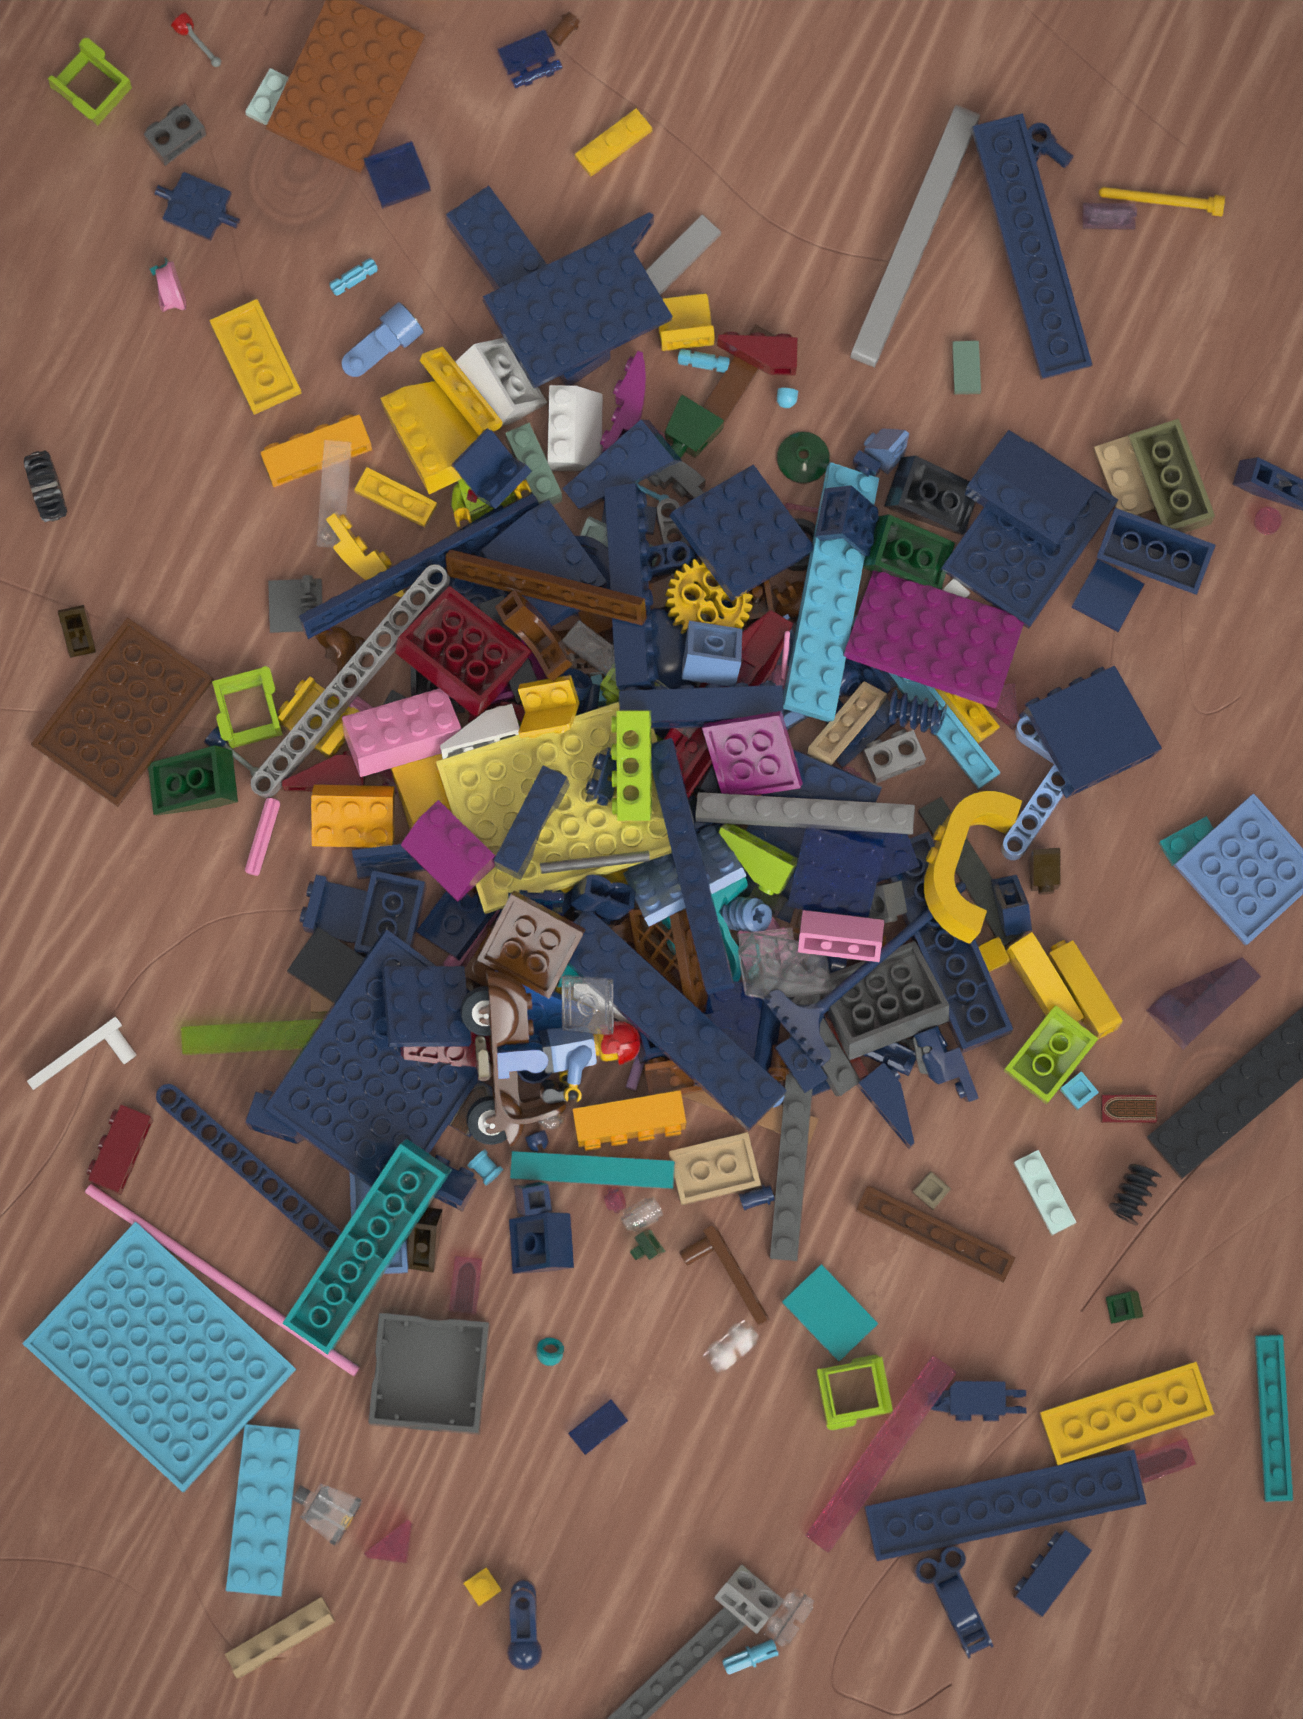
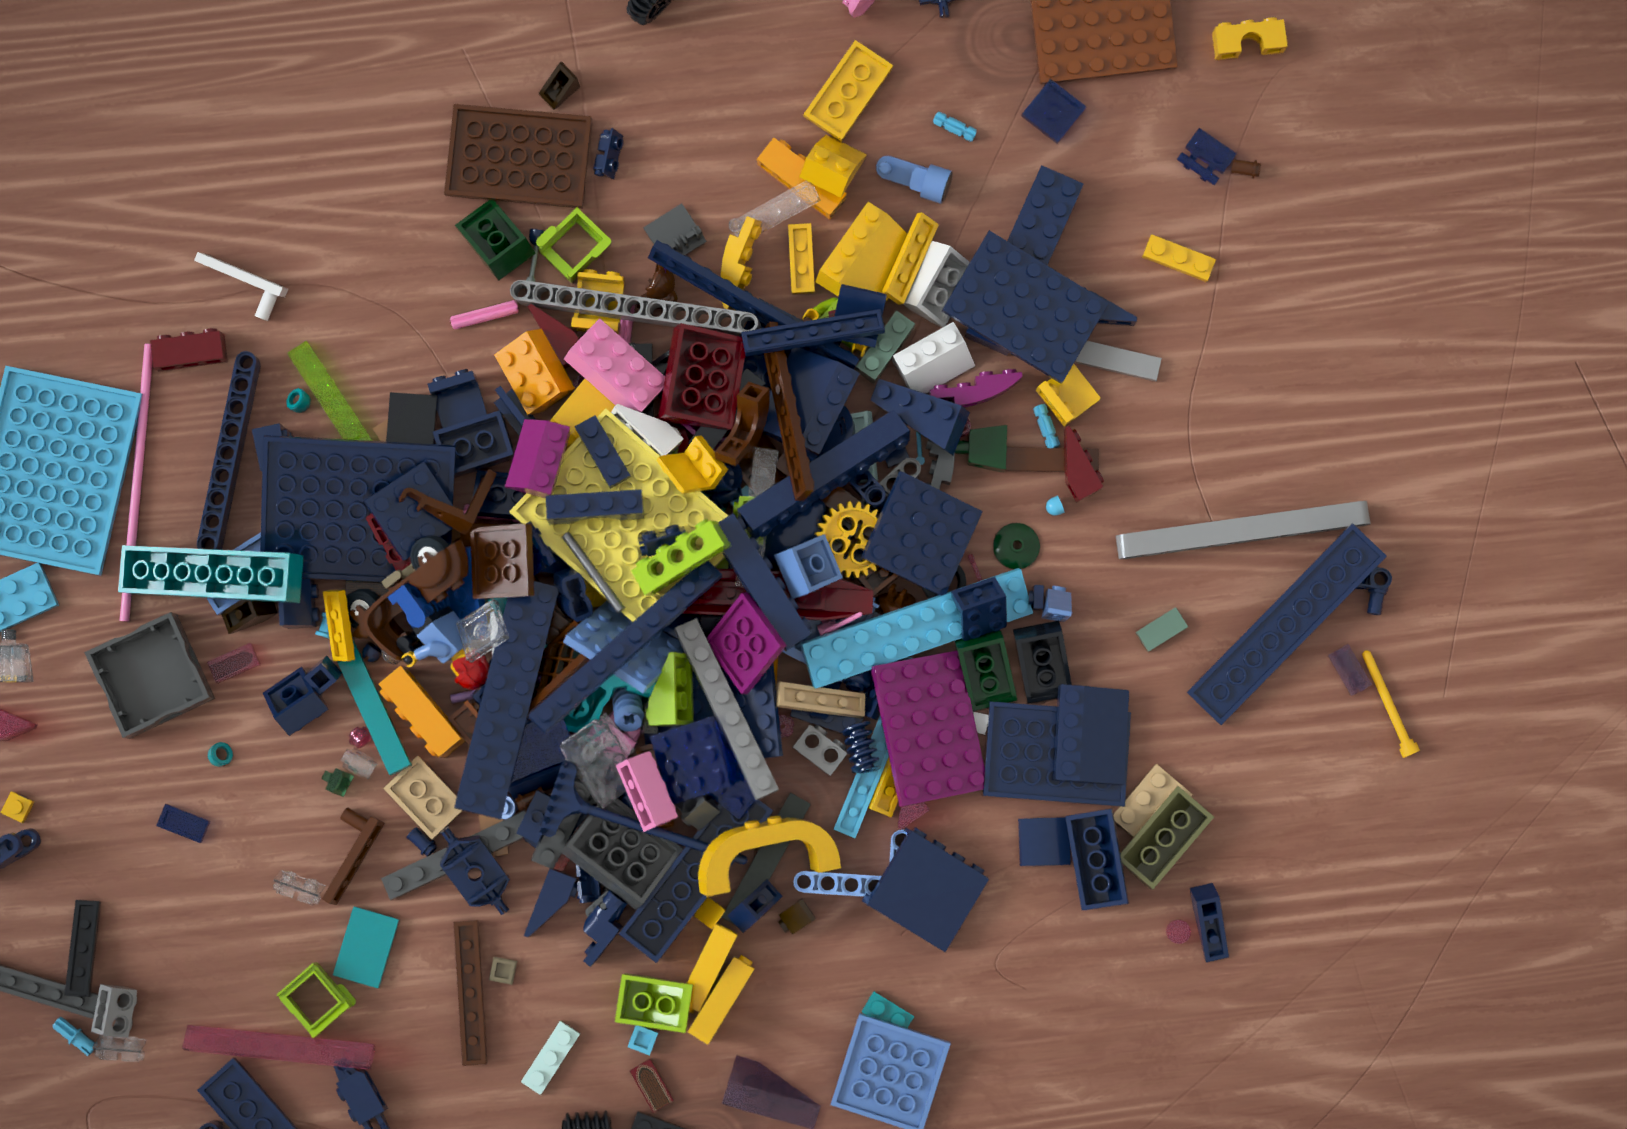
camera: 60 degrees right, 5 degrees up
(167, 615) = (610, 143): none -> dark blue hinge
(243, 1067) = (303, 402): none -> teal piece
(324, 410) = (832, 165): none -> yellow slope
(458, 967) = (451, 515): none -> reddish brown hinge
(479, 787) = (602, 451): none -> dark blue plate
(482, 519) = (813, 332): none -> dark blue tile
(493, 1151) = (339, 625): none -> yellow plate
(666, 1597) = (82, 948): none -> black tile
(798, 1164) = (472, 853): none -> dark blue plate

